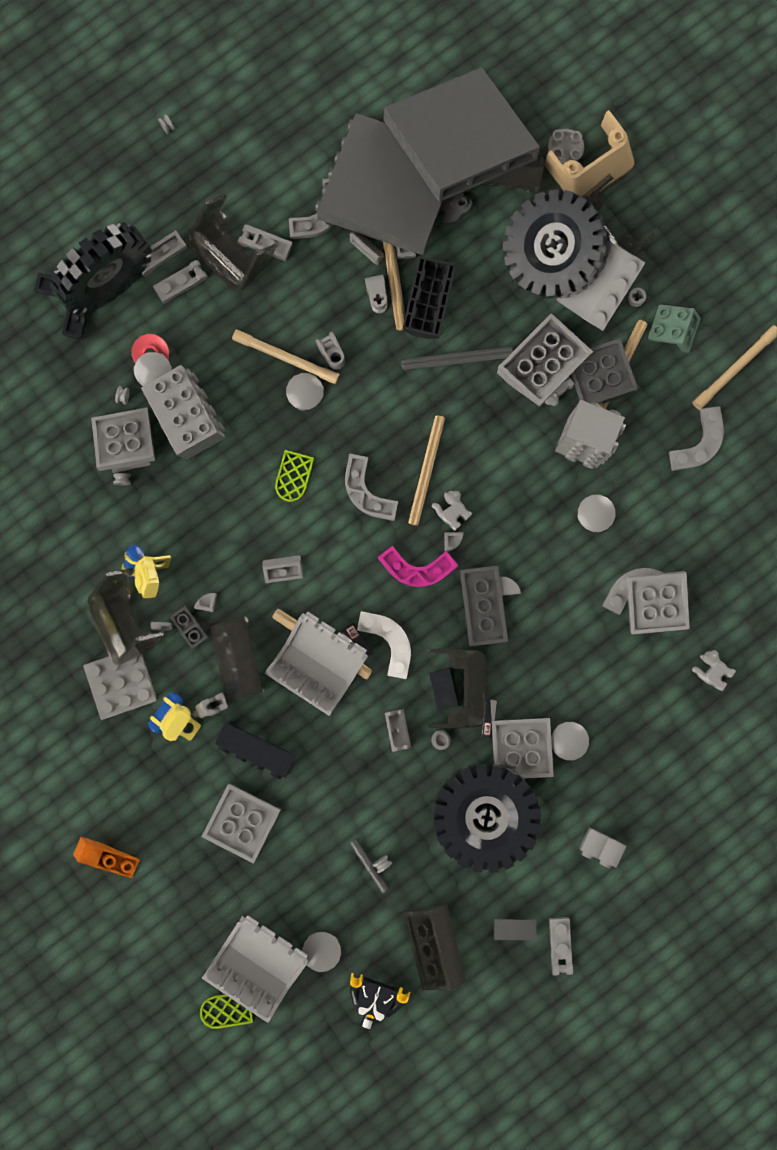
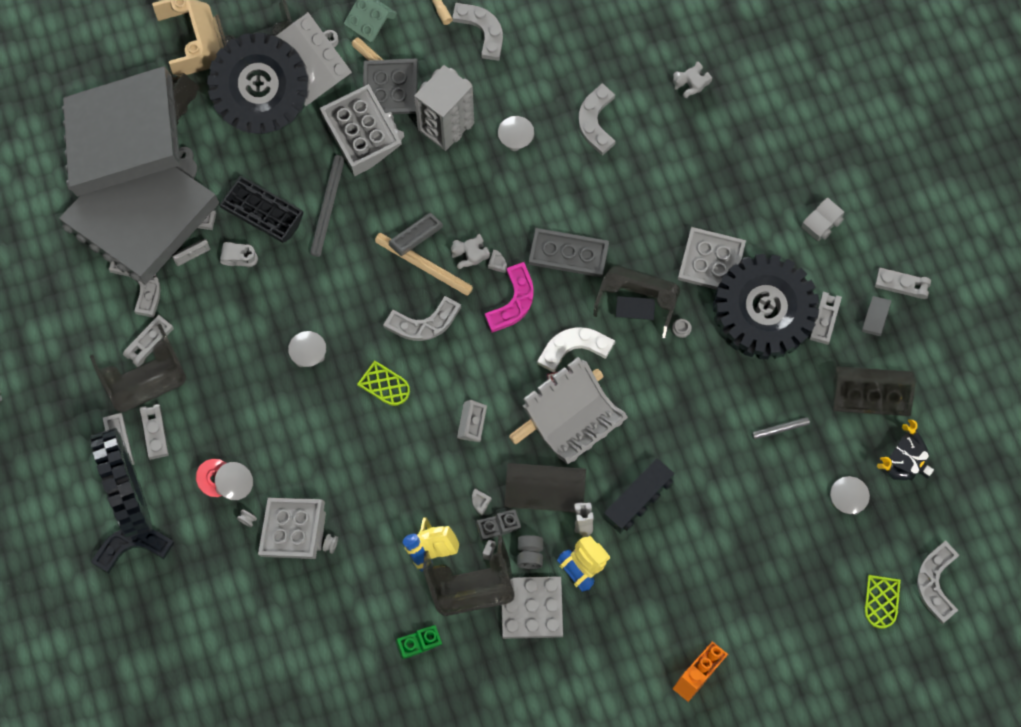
camera: 70 degrees left, 15 degrees down
(56, 590) = (418, 642): none -> green slope
(168, 665) = (530, 552): none -> dark grey wheel
(184, 412) = (288, 459): light grey brick -> none
(241, 823) = (705, 531): light grey plate -> none
(248, 340) = (237, 385): tan piece -> none
(255, 968) = (845, 554): light grey hinge -> none
(259, 1051) = (929, 584): none -> light grey plate
(329, 349) = (277, 312): light grey piece -> none
(382, 864) = (782, 414): light grey bush -> none
(395, 285) = (237, 238): tan axle -> none
(397, 730) = (660, 364): light grey hinge -> none
(453, 452) = (415, 234): none -> dark grey plate
(489, 715) = (673, 279): sticker -> none
(497, 880) = (826, 318): none -> light grey plate
(508, 586) = (558, 225): light grey tile -> none
(566, 145) = (164, 51): light grey dish -> none
(569, 741) = (717, 218): light grey dish -> none
(658, 602) = (615, 104): light grey plate -> none

